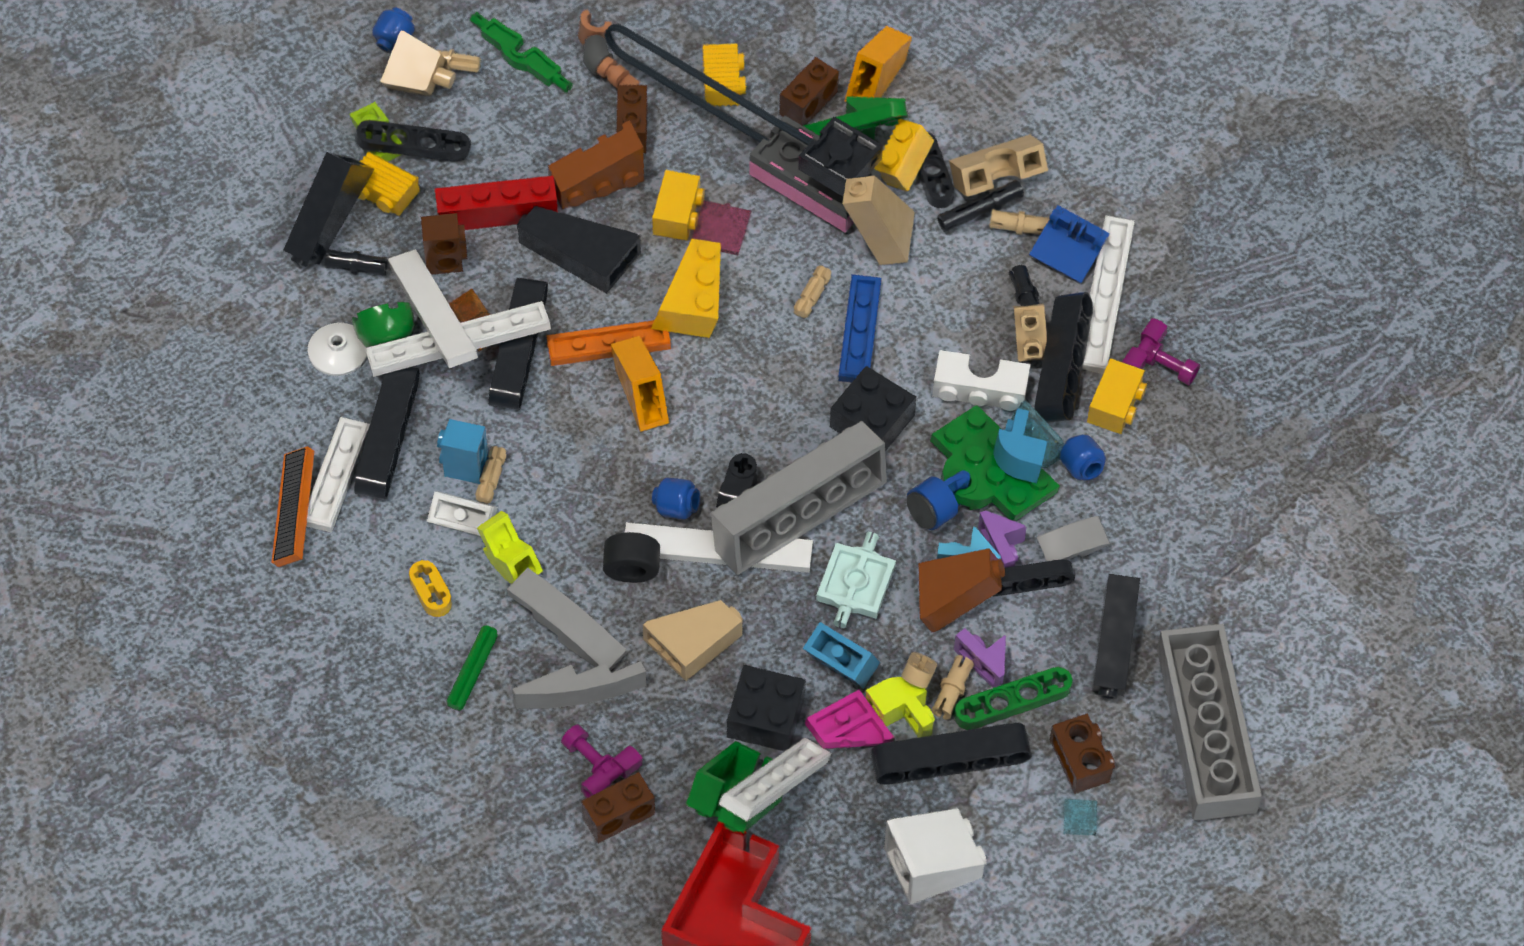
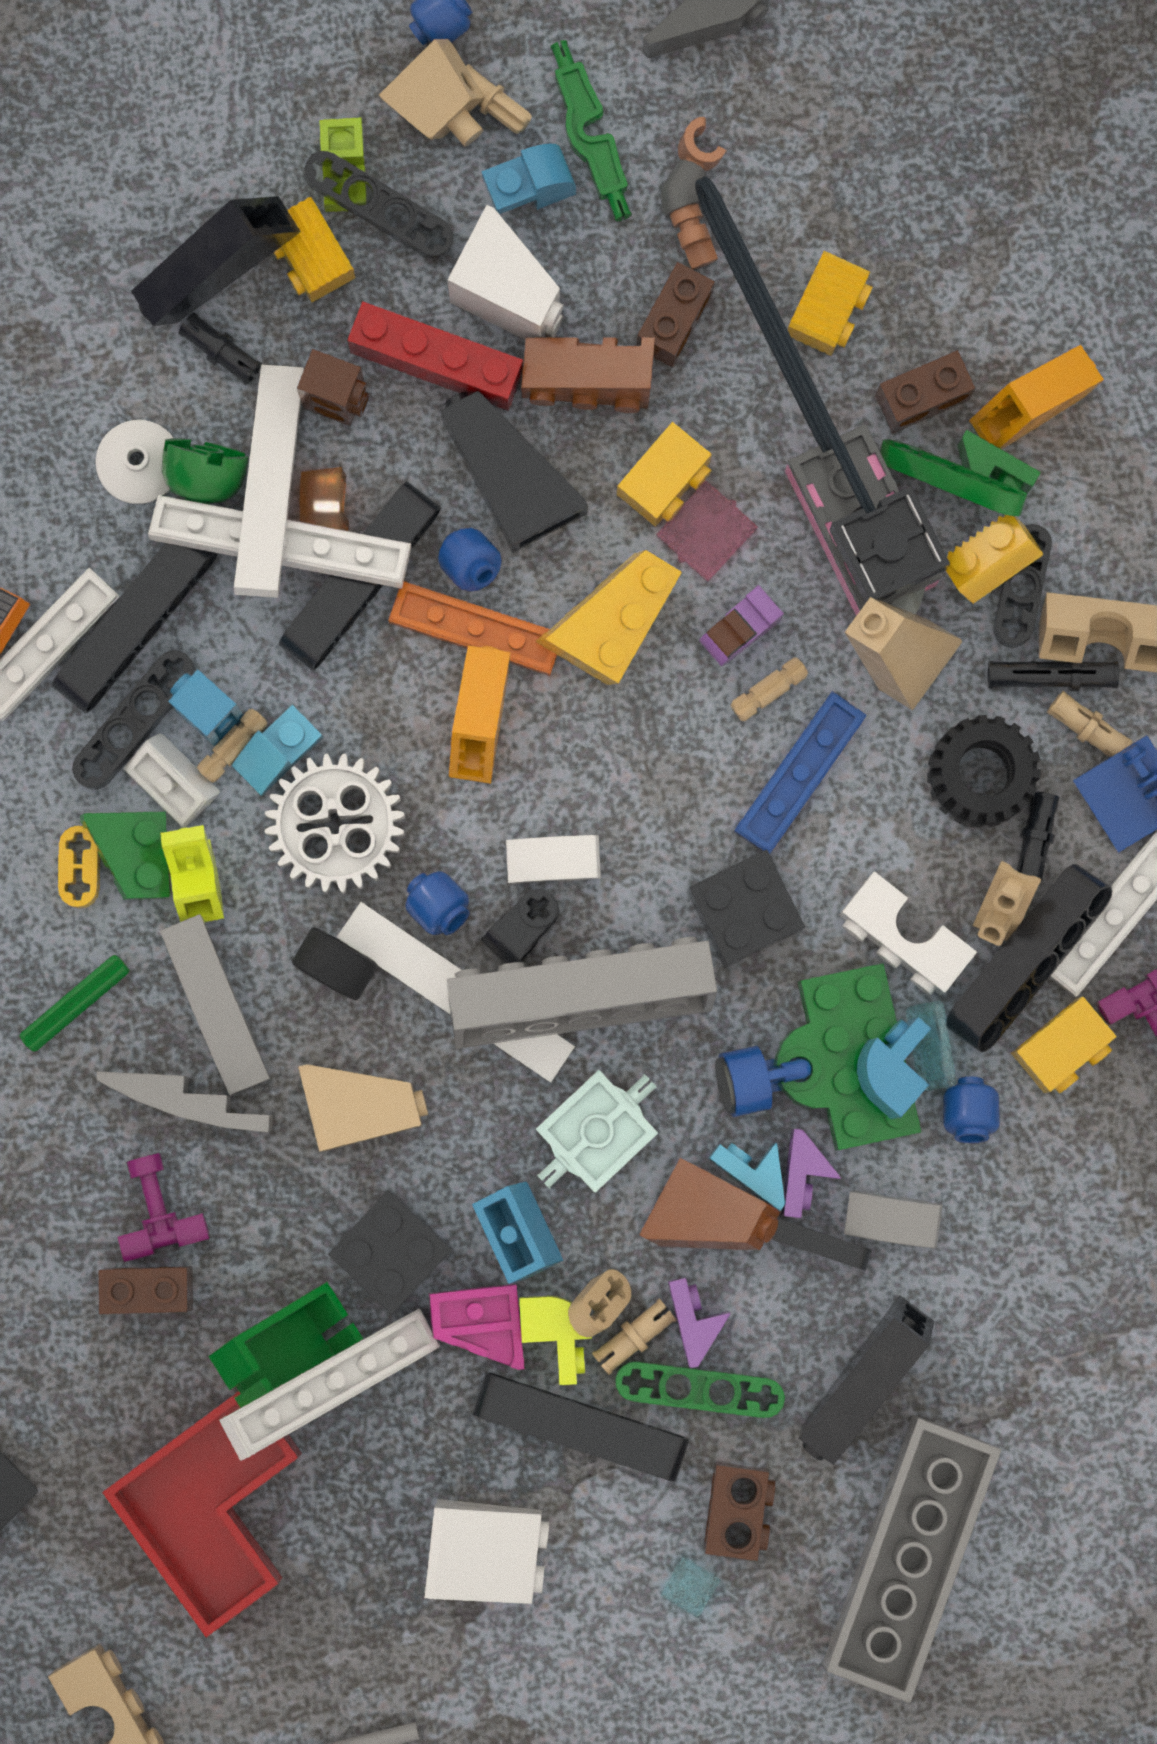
camera: 25 degrees right, 25 degrees up
(417, 489) = (128, 715): none -> black beam
(462, 560) = (132, 851): none -> green wing
(501, 84) = (535, 176): none -> dark azure brick
(518, 141) = (505, 282): none -> white slope
(520, 465) = (276, 750): none -> medium azure slope
(583, 300) = (469, 559): none -> blue head
(583, 485) = (338, 862): none -> white gear
(738, 438) = (553, 859): none -> white slope
(775, 262) = (741, 626): none -> leg
(973, 251) = (1009, 746): none -> black tyre

